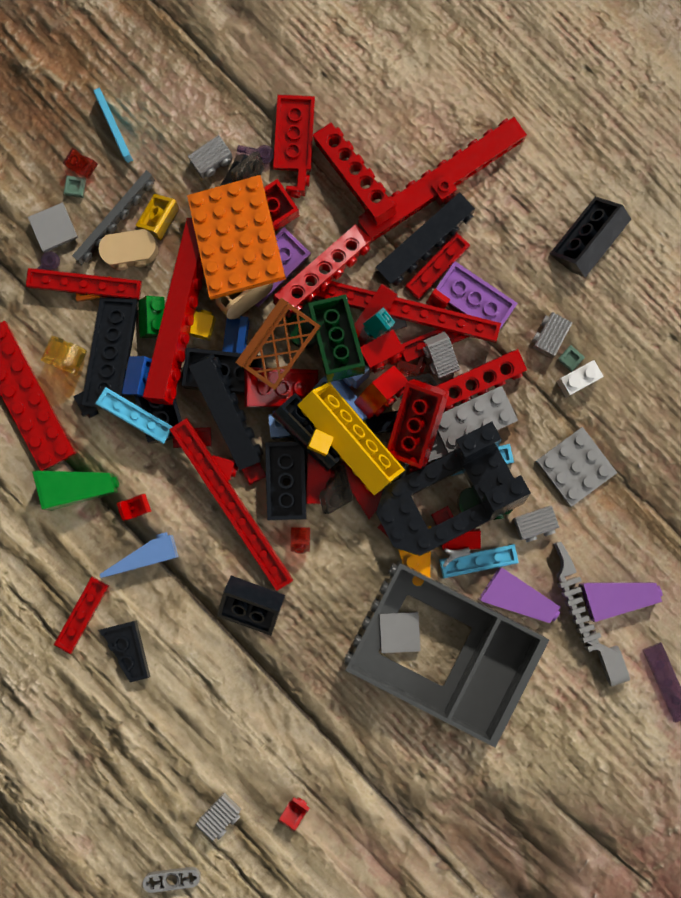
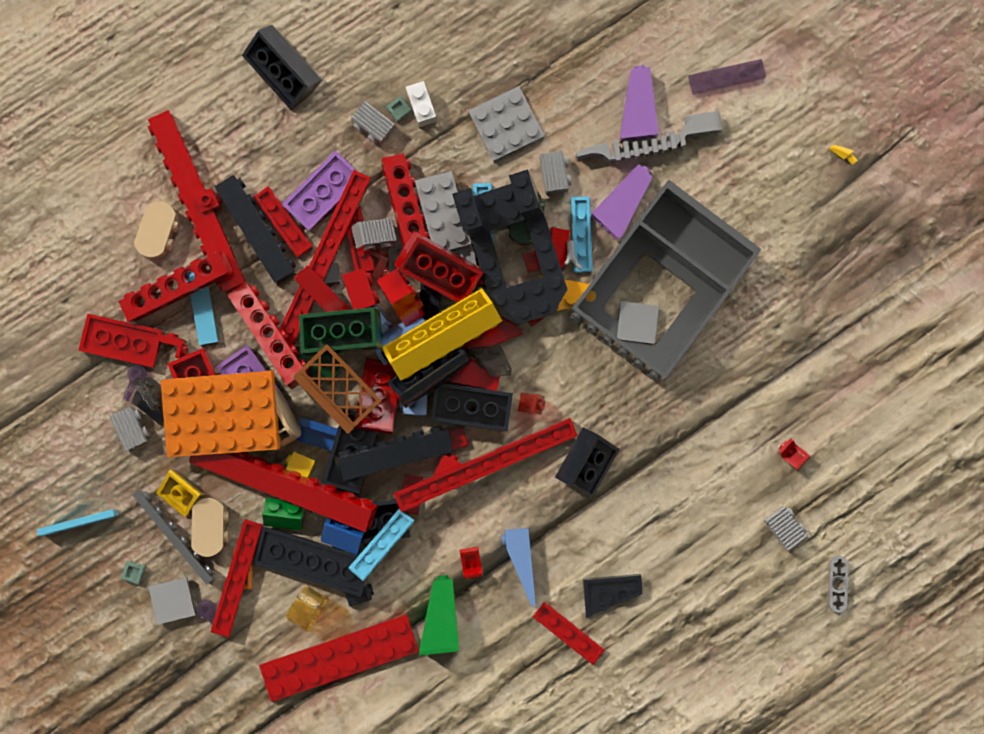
camera: 85 degrees left, 0 degrees up
(80, 164) = (112, 562): clear red bracket -> none
(320, 442) = (442, 363): yellow tile -> none
(332, 207) = (204, 315): none -> medium azure tile
(378, 323) = (333, 288): teal slope -> none
(406, 146) = (156, 230): none -> tan brick
(438, 299) = (318, 227): red tile -> none
(611, 816) = (844, 153): none -> yellow bar

